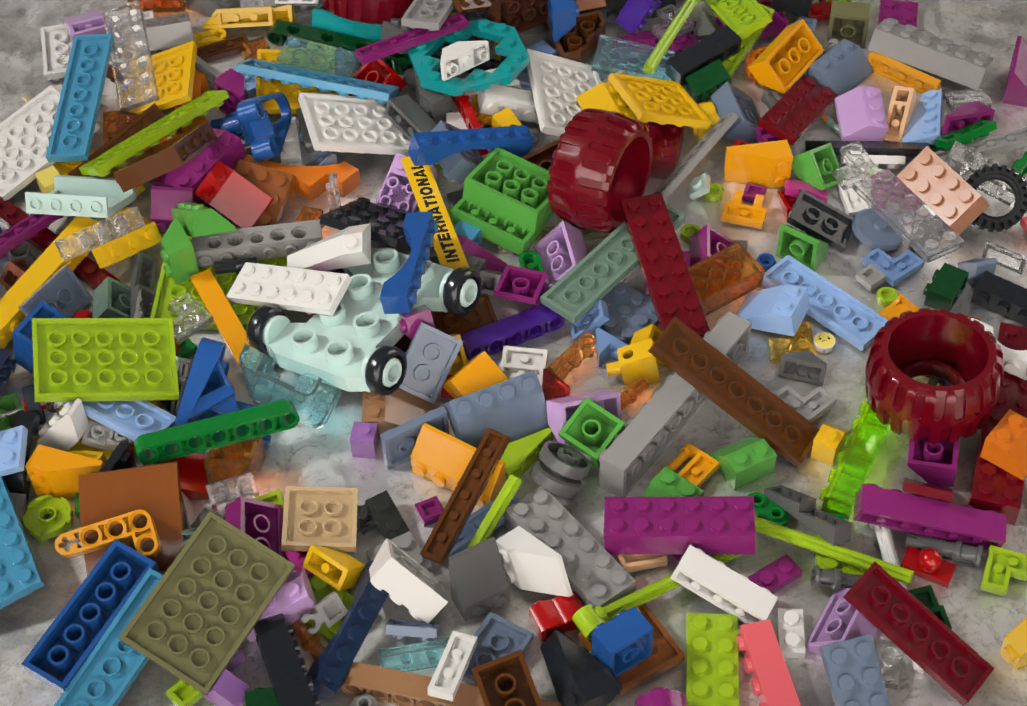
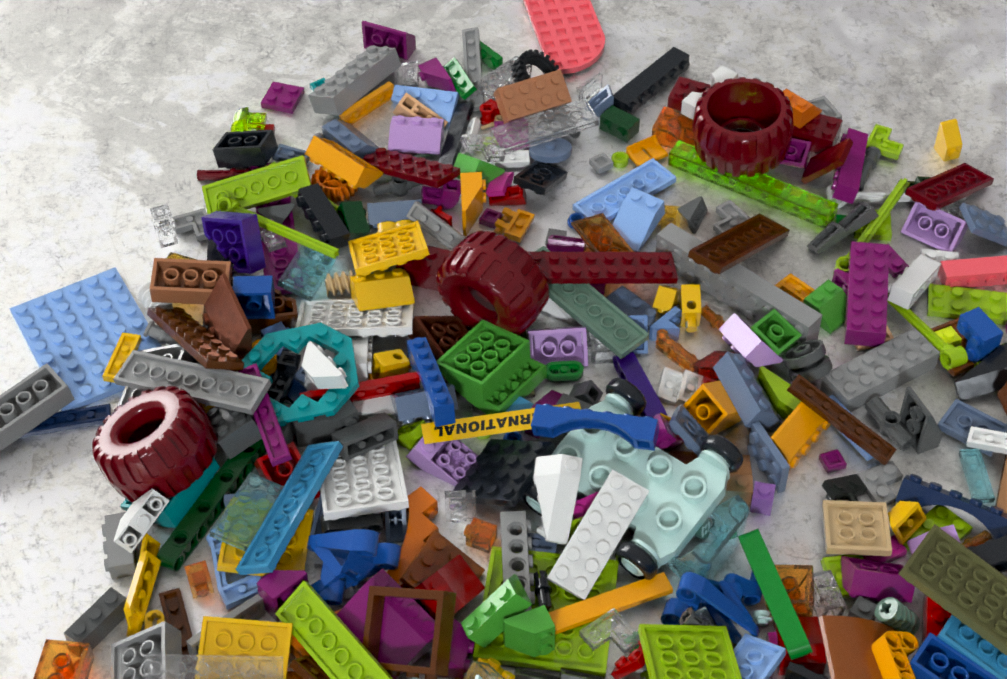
camera: 85 degrees left, 0 degrees up
(328, 612) = (948, 518): light grey plate -> none
(403, 628) = (955, 473): sand blue plate -> none
(407, 582) = (925, 464): white slope -> none
(497, 510) = (853, 406): lime axle -> none
(522, 285) = (600, 368): magenta slope -> none
(532, 564) = (910, 373): white slope -> none
(554, 614) = (937, 384): red brick -> none
(745, 461) = (785, 257): bright green slope -> none
(767, 508) = (826, 260): green plate -> none
(801, 247) = (567, 193): bright green slope -> none
(824, 342) = (667, 198): tile -> none
(828, 443) = (771, 207): yellow slope -> none
(832, 578) = (898, 223): dark grey pin -> none
(849, 21) = (299, 122): olive brick -> none
(895, 269) = (591, 147): medium blue plate -> none
(929, 565) = (880, 180): red tile -> none

